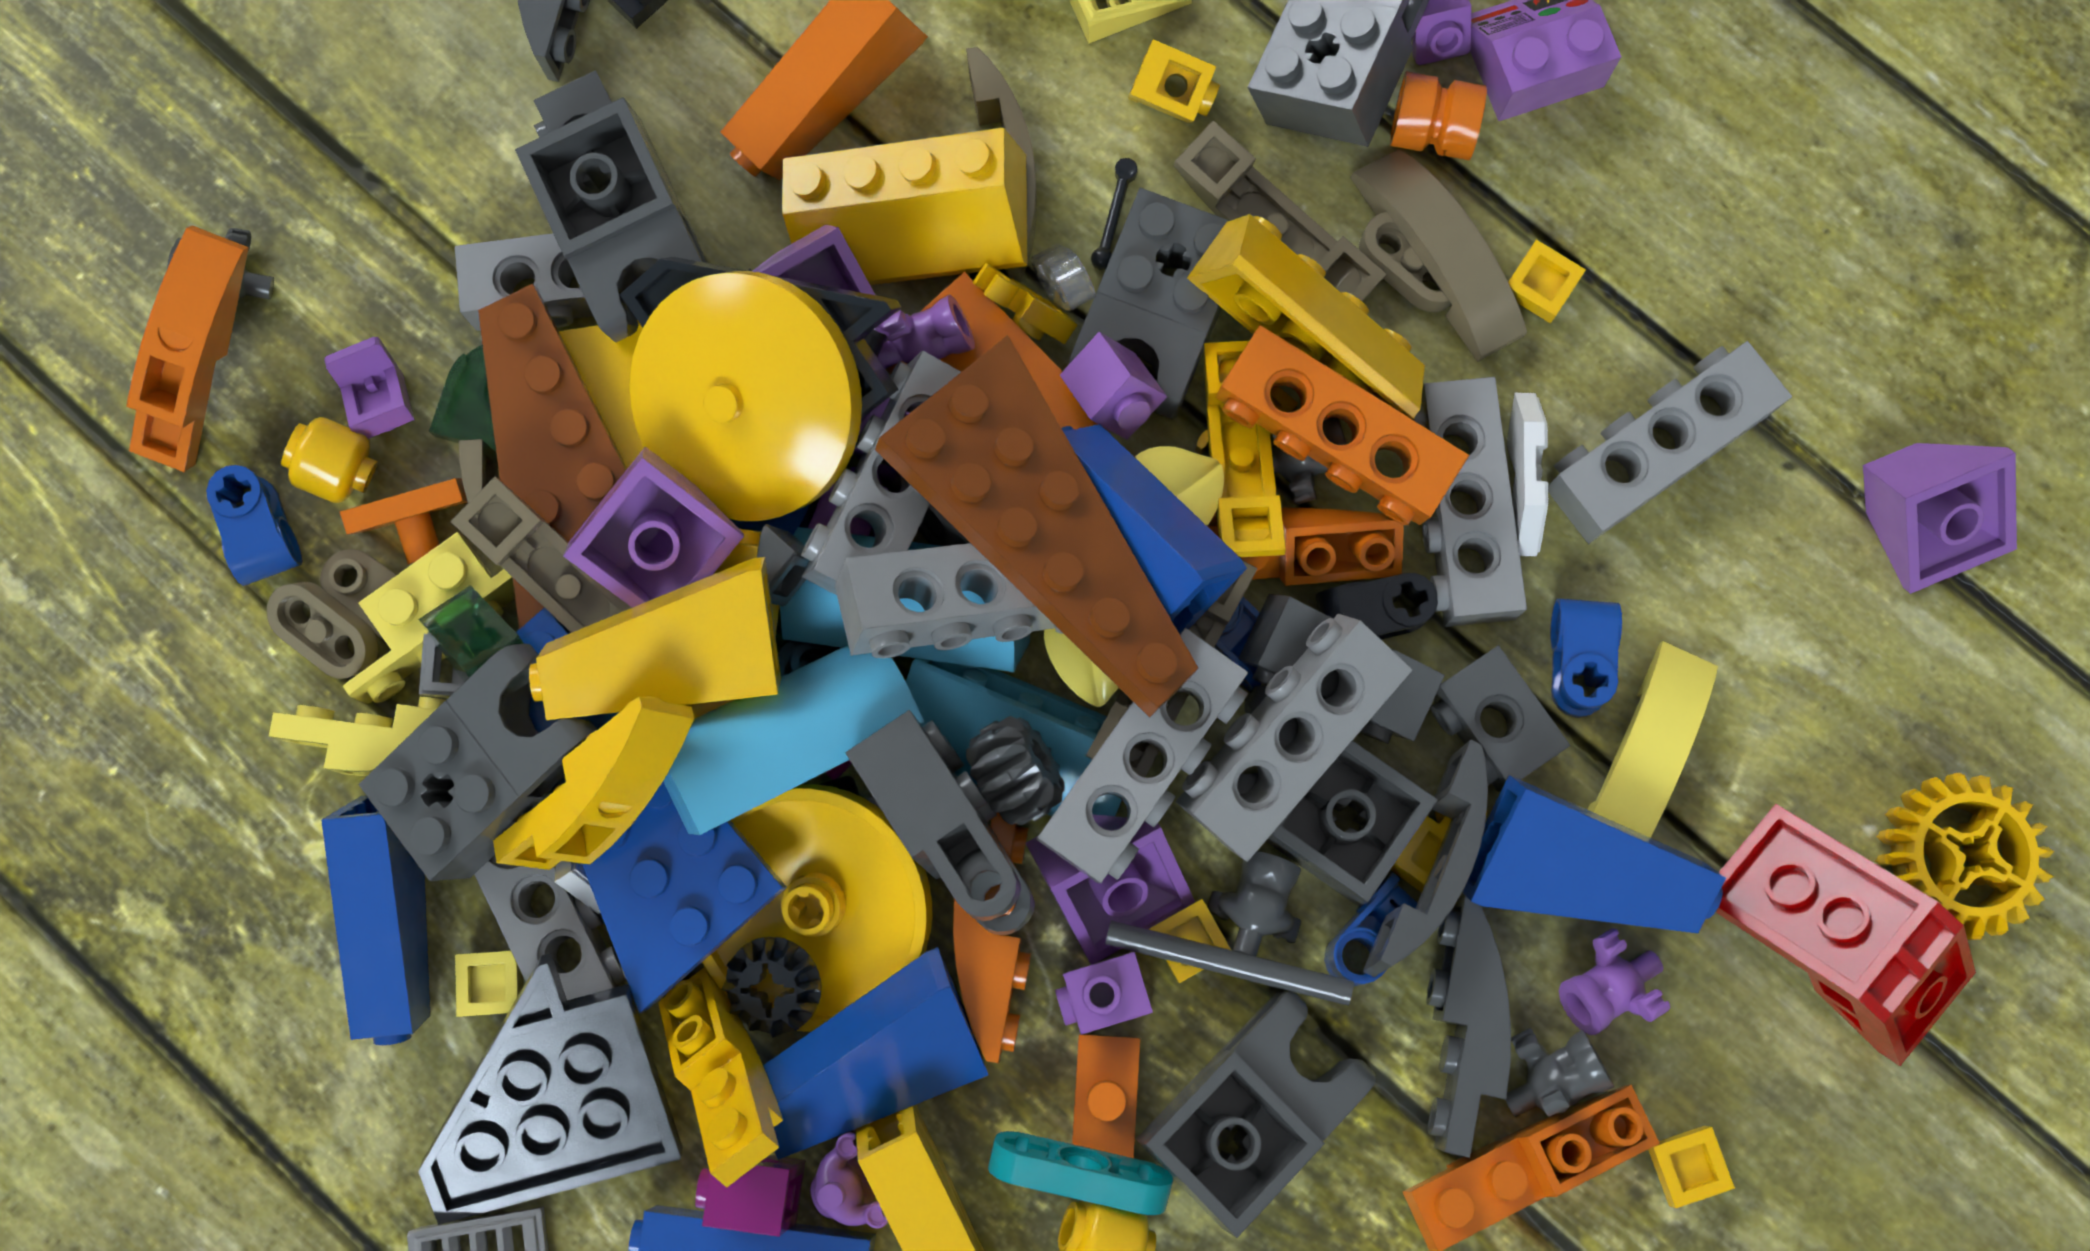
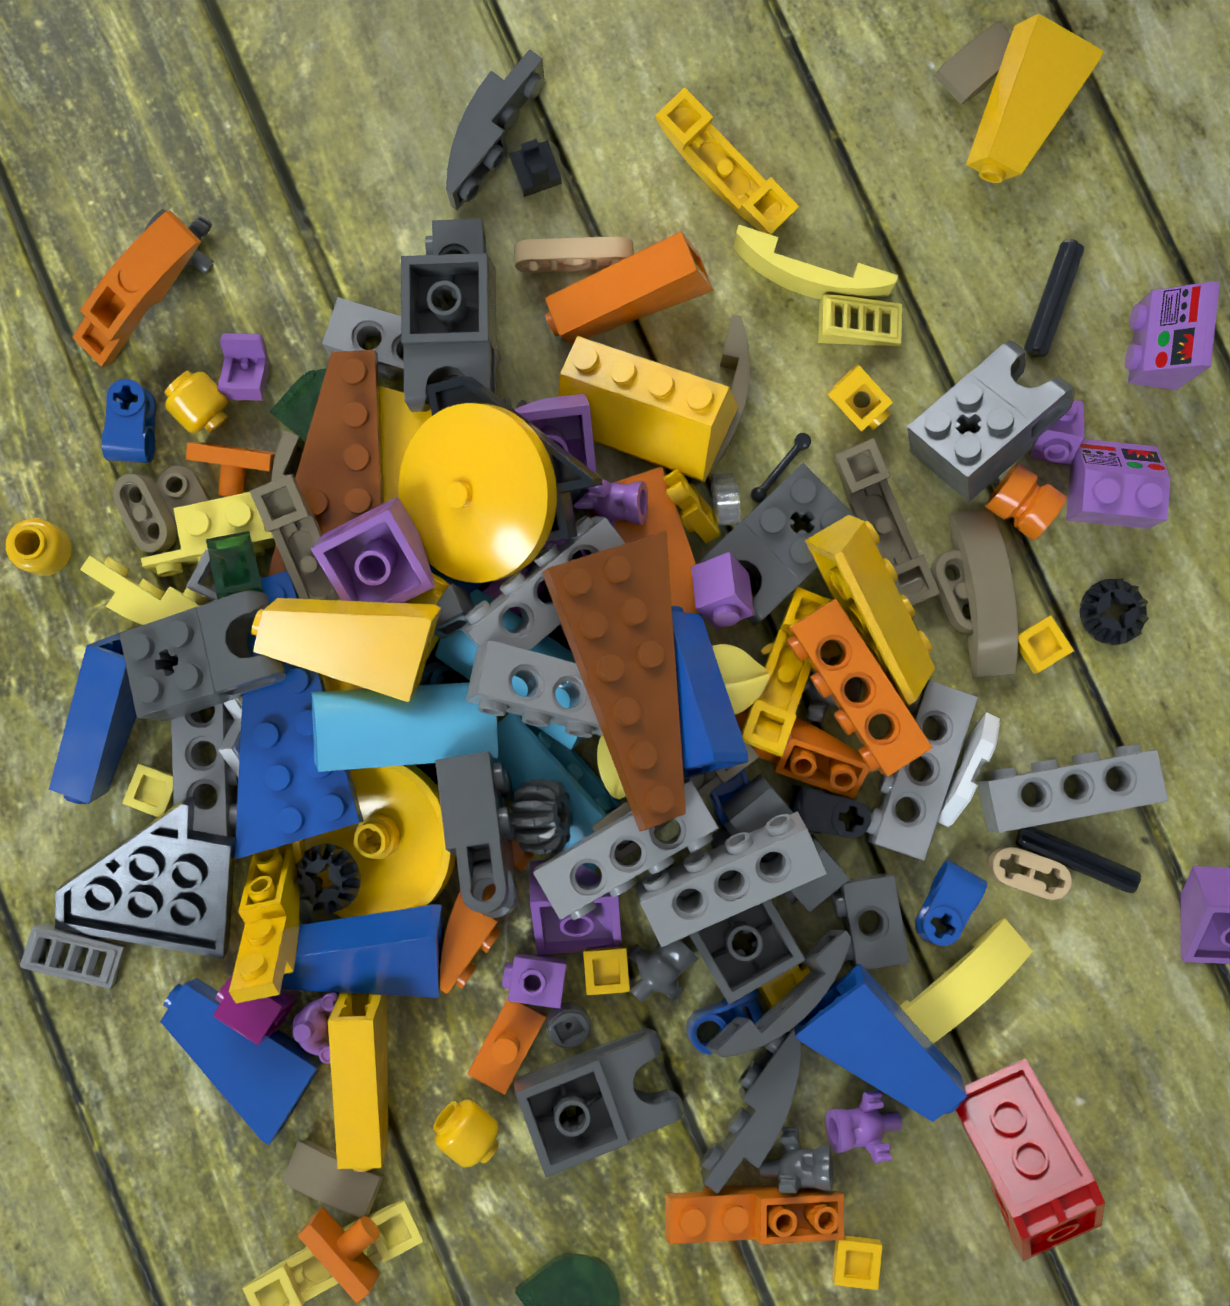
camera: 20 degrees right, 5 degrees up
(200, 734) = (38, 547): none -> yellow head
(604, 790) = (271, 712): yellow slope -> none
(725, 69) = (570, 254): none -> tan beam
(1080, 1173) = (467, 1087): teal beam -> none
(1173, 1035) = (568, 1025): none -> dark grey tile
(1230, 962) = (624, 999): dark grey bar -> none
(1611, 227) = (1107, 628): none -> black gear
(1666, 583) = (1026, 881): none -> tan beam
(1718, 524) = (1079, 859): none -> black axle
(1992, 821) = (1160, 1136): yellow gear -> none

